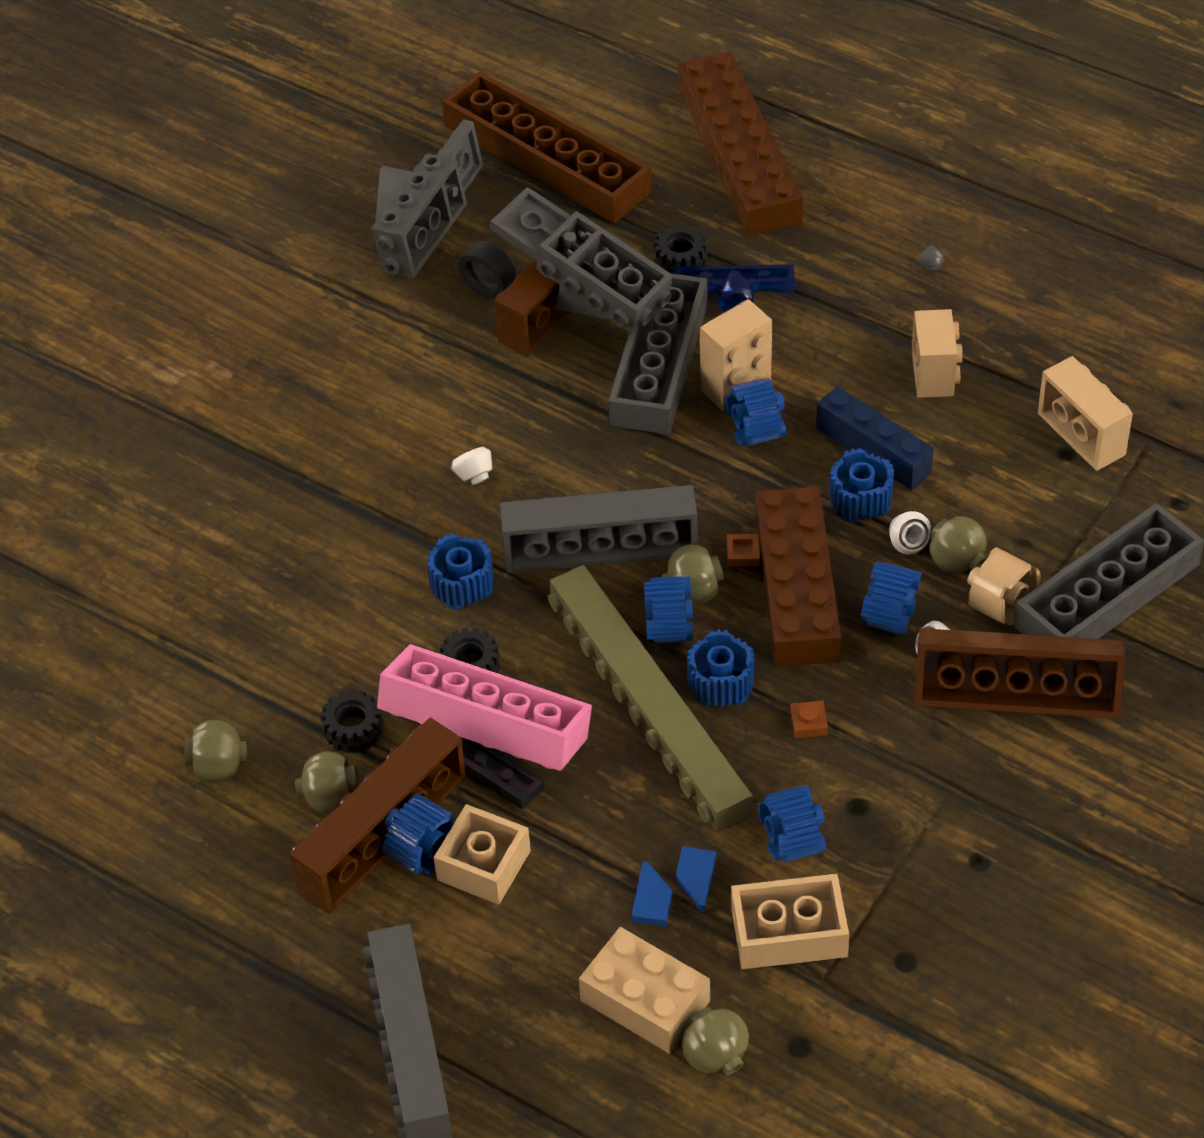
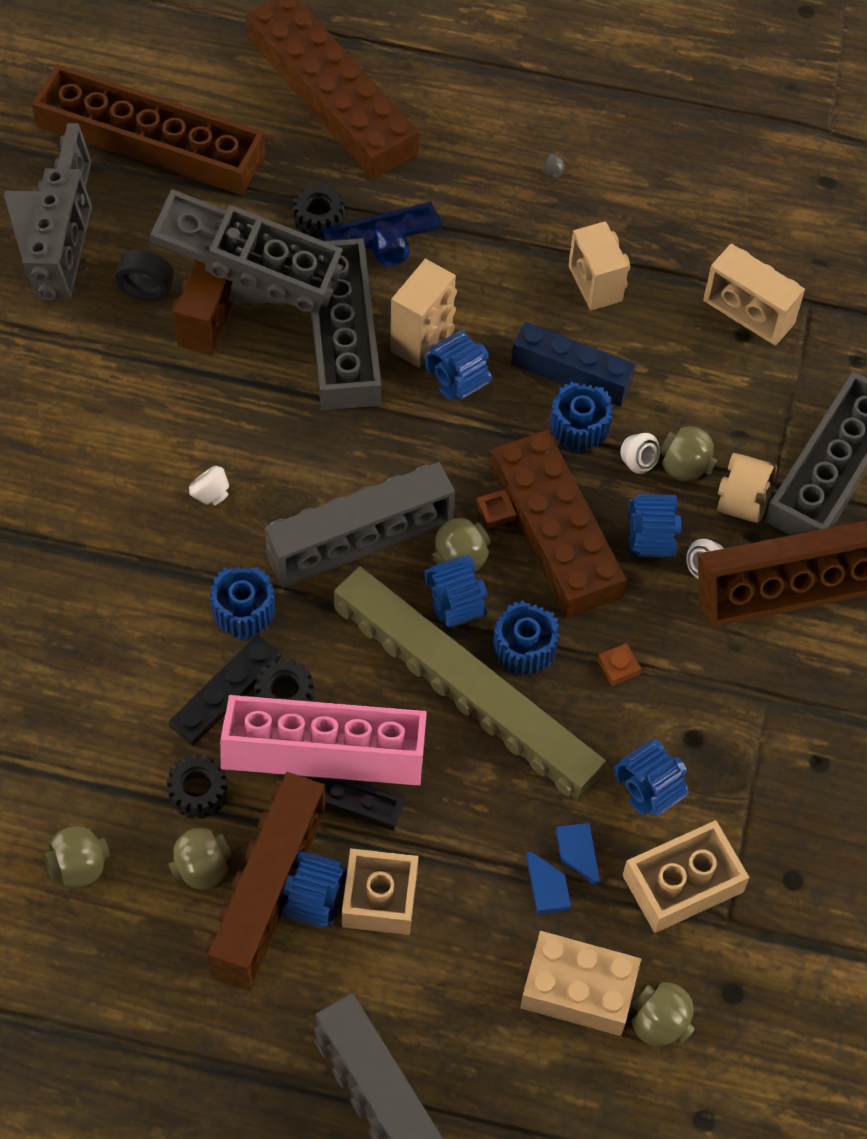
camera: 25 degrees left, 10 degrees up
(428, 636) = (233, 679): none -> black plate

